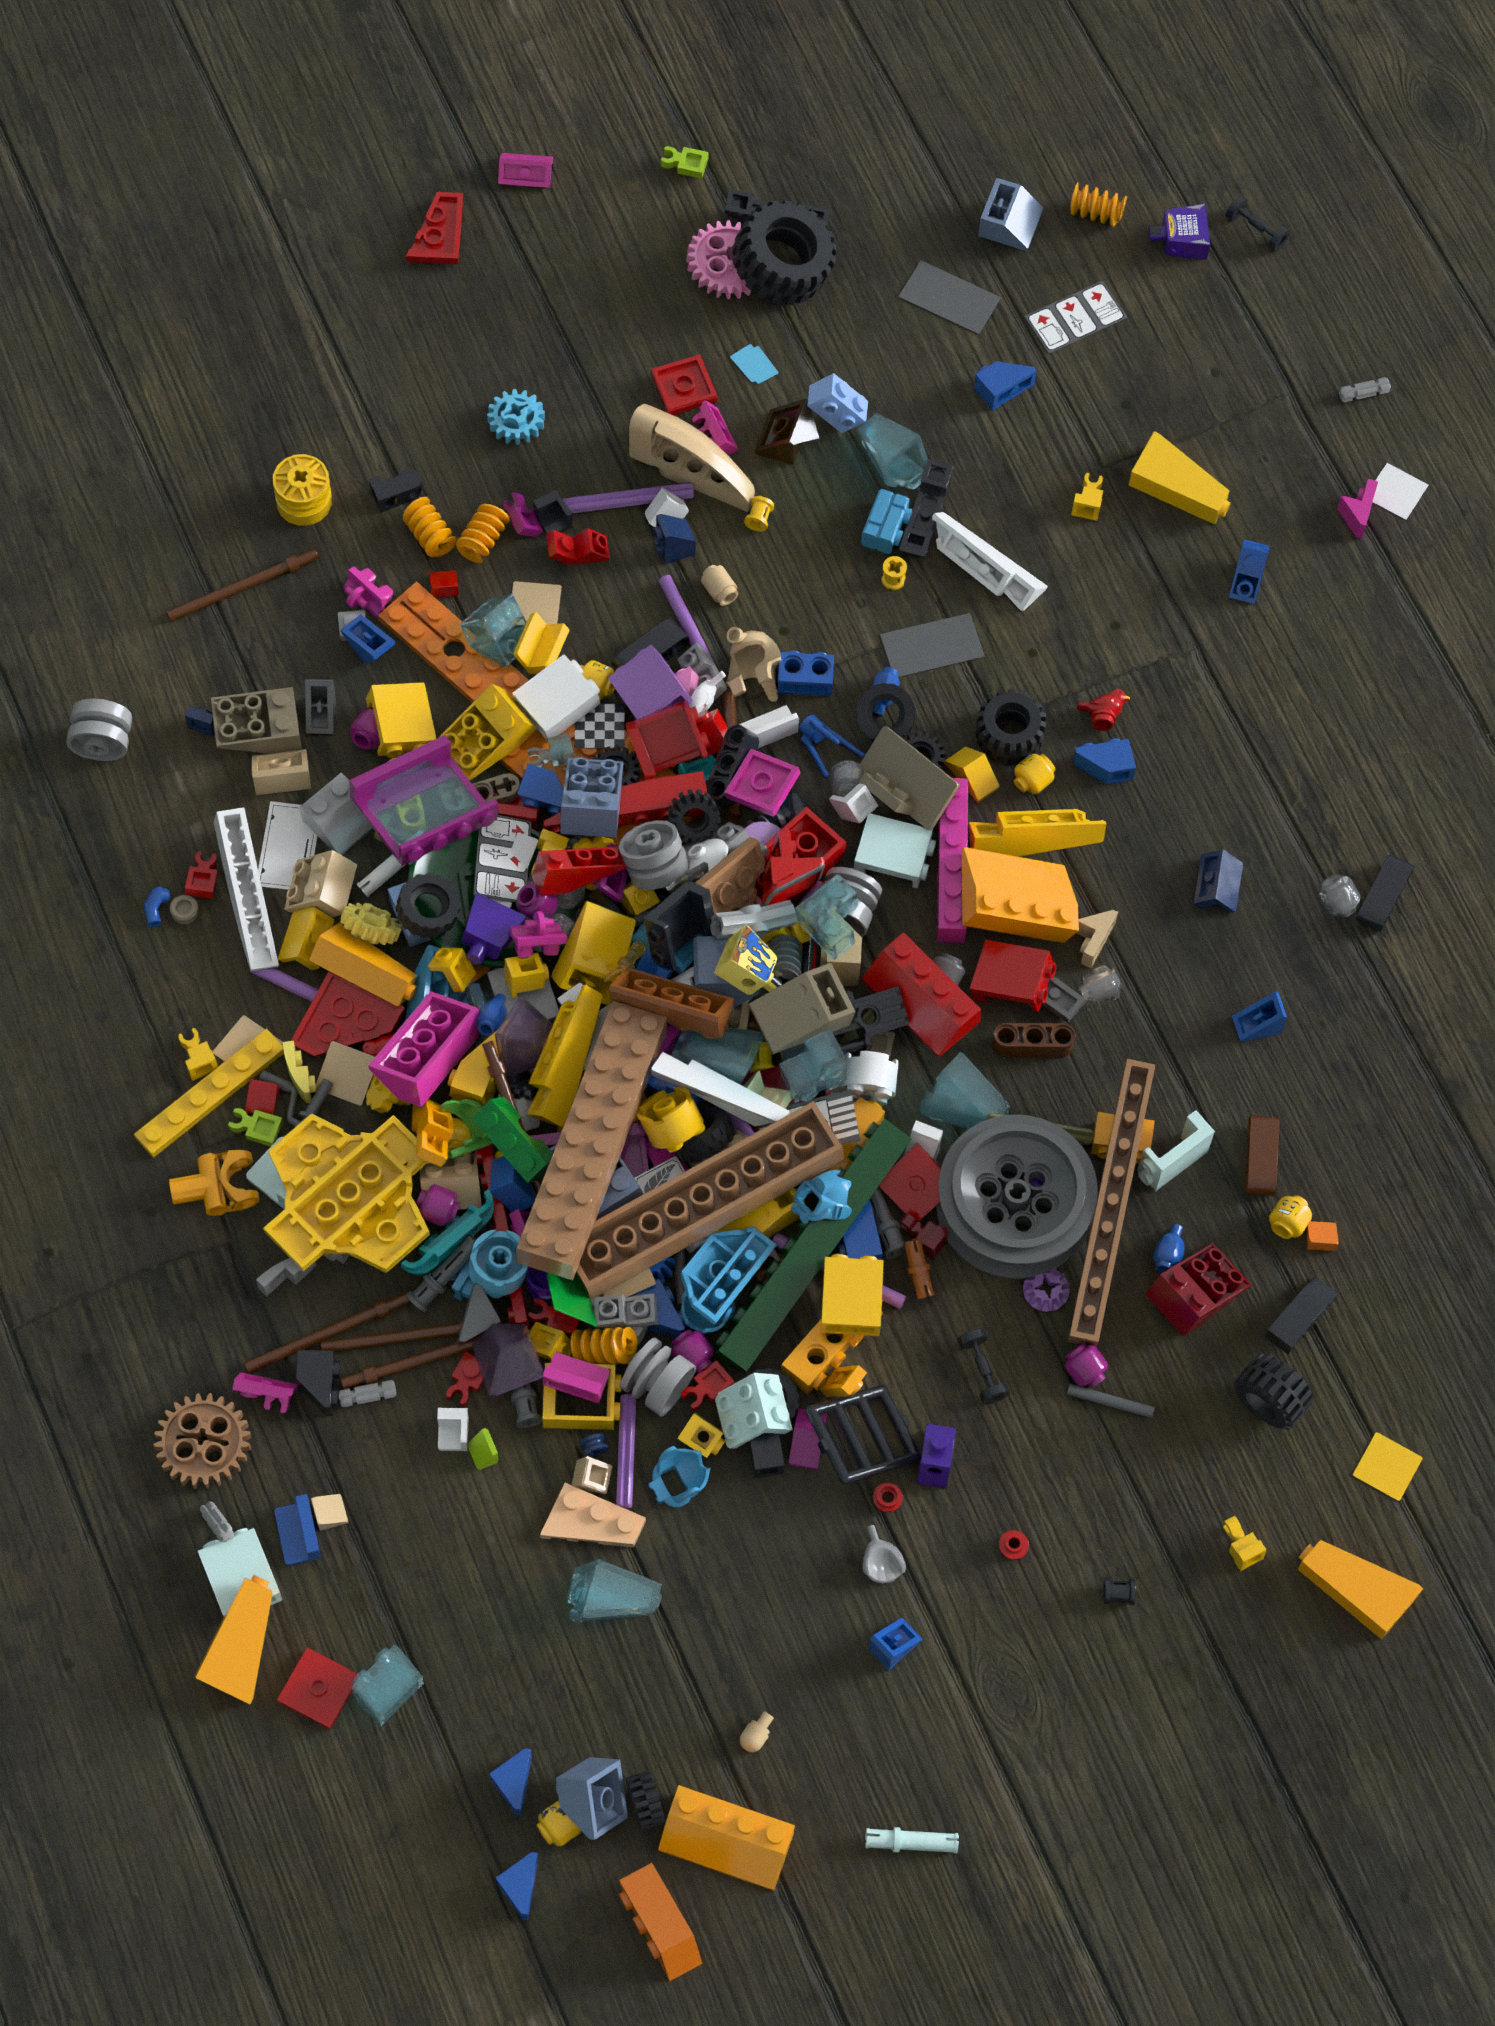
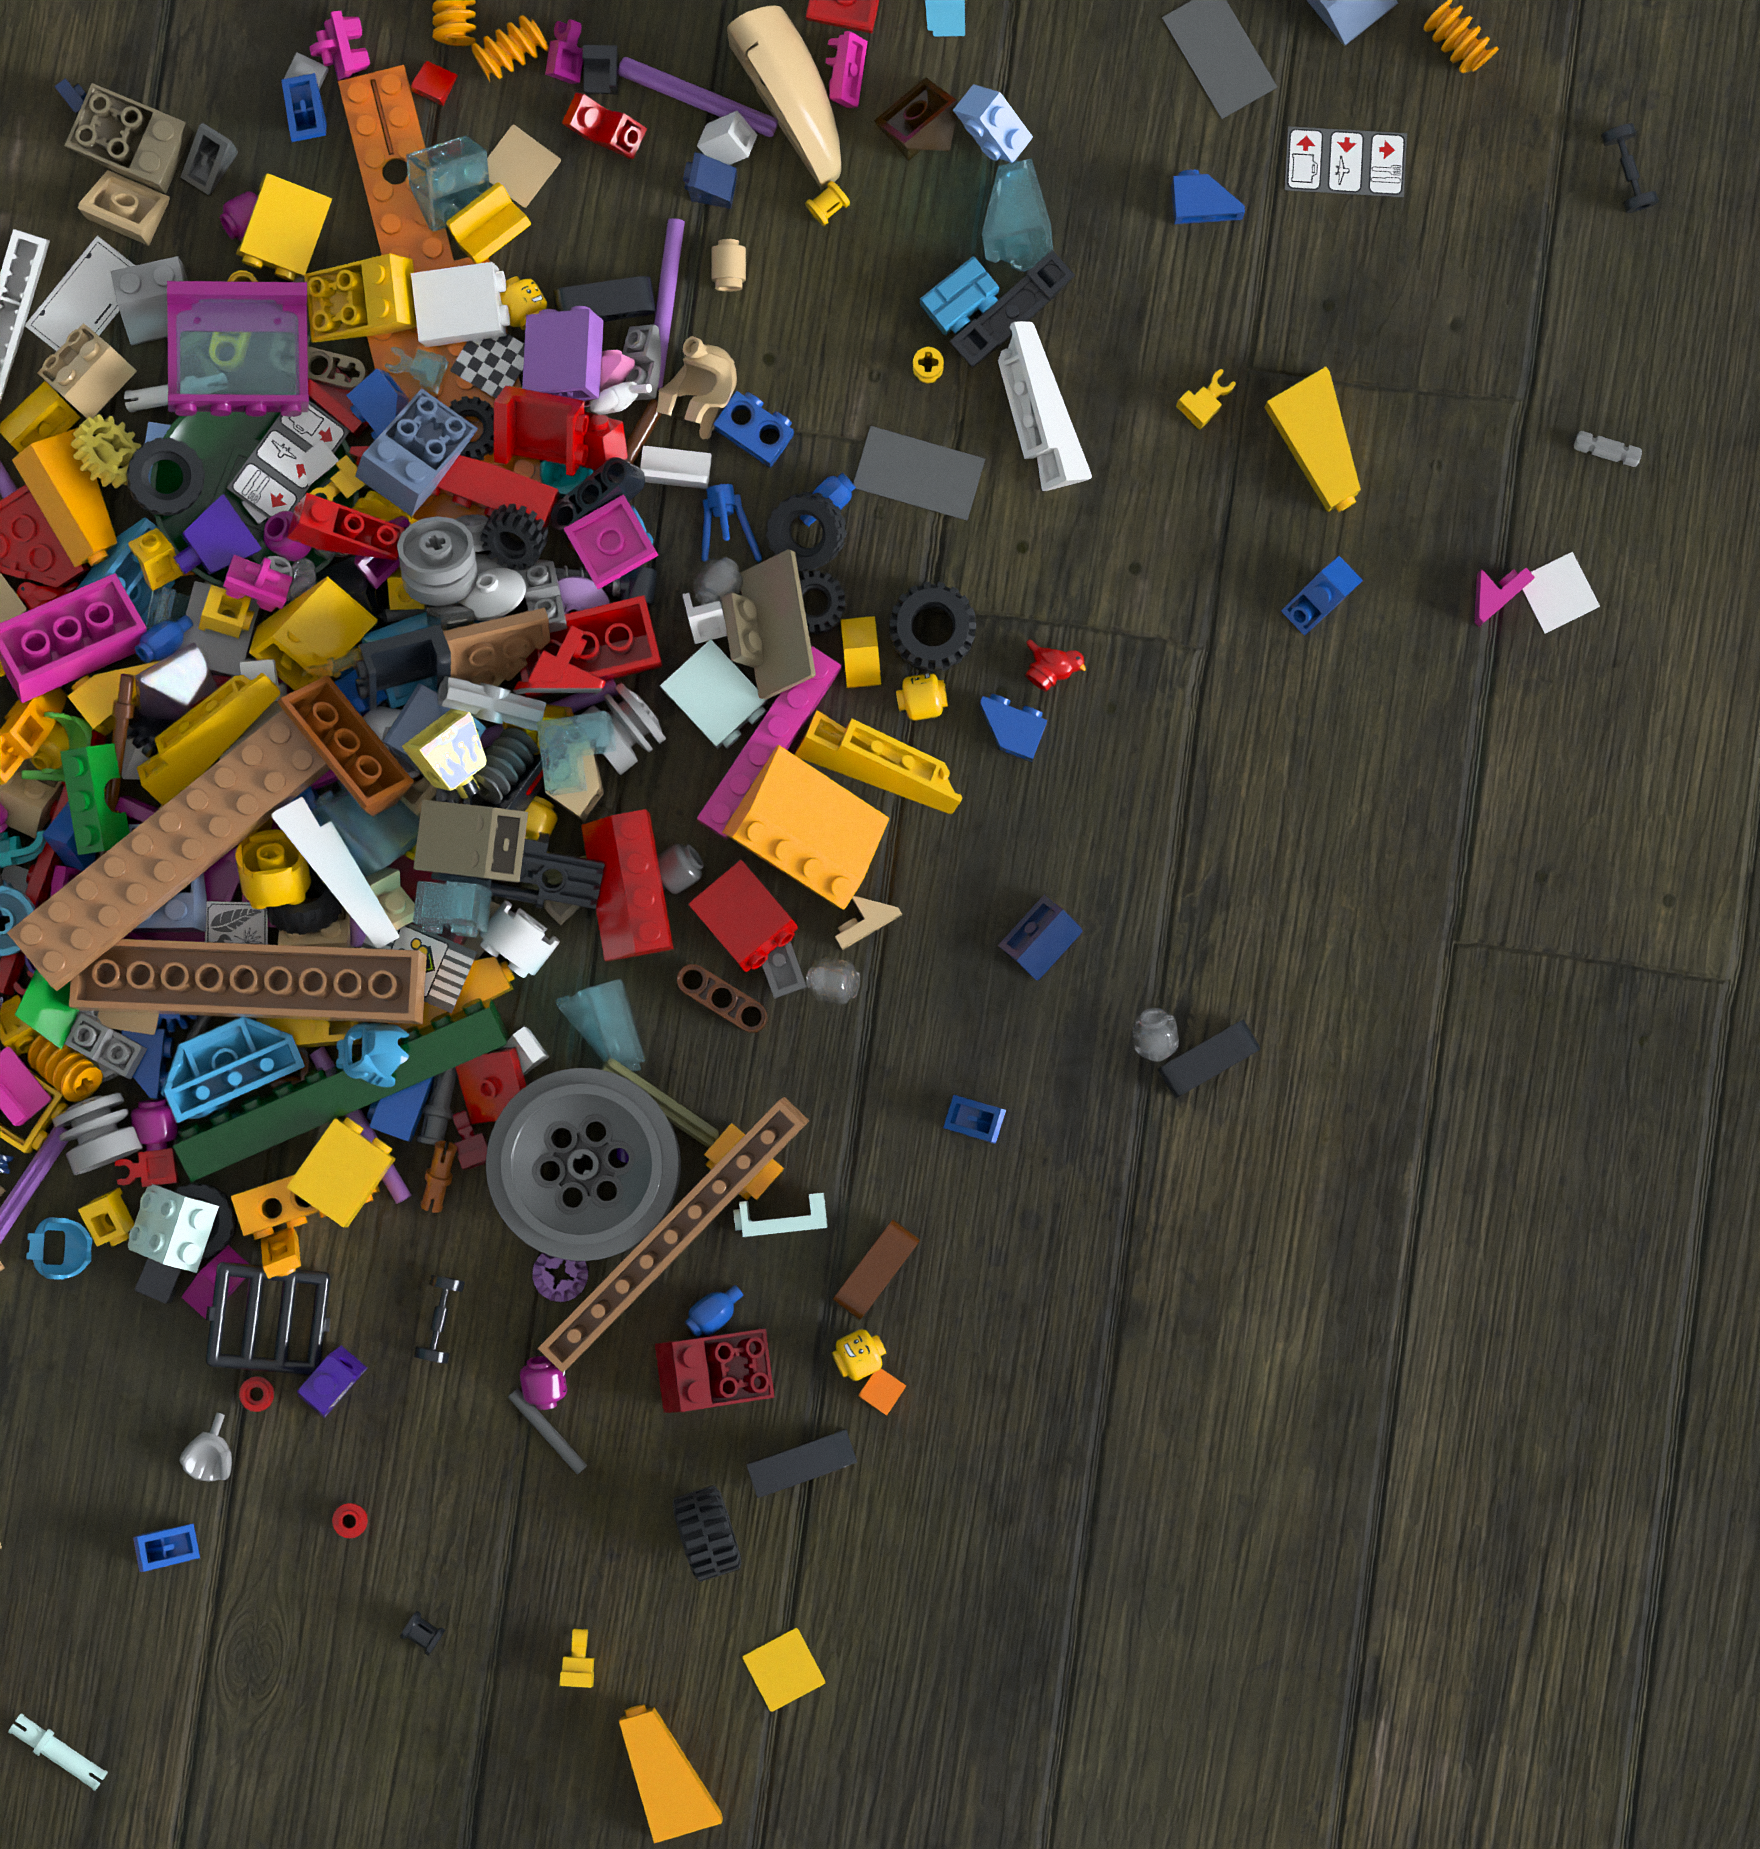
camera: 35 degrees right, 20 degrees up
(1183, 232) = (1536, 129): dark purple torso -> none

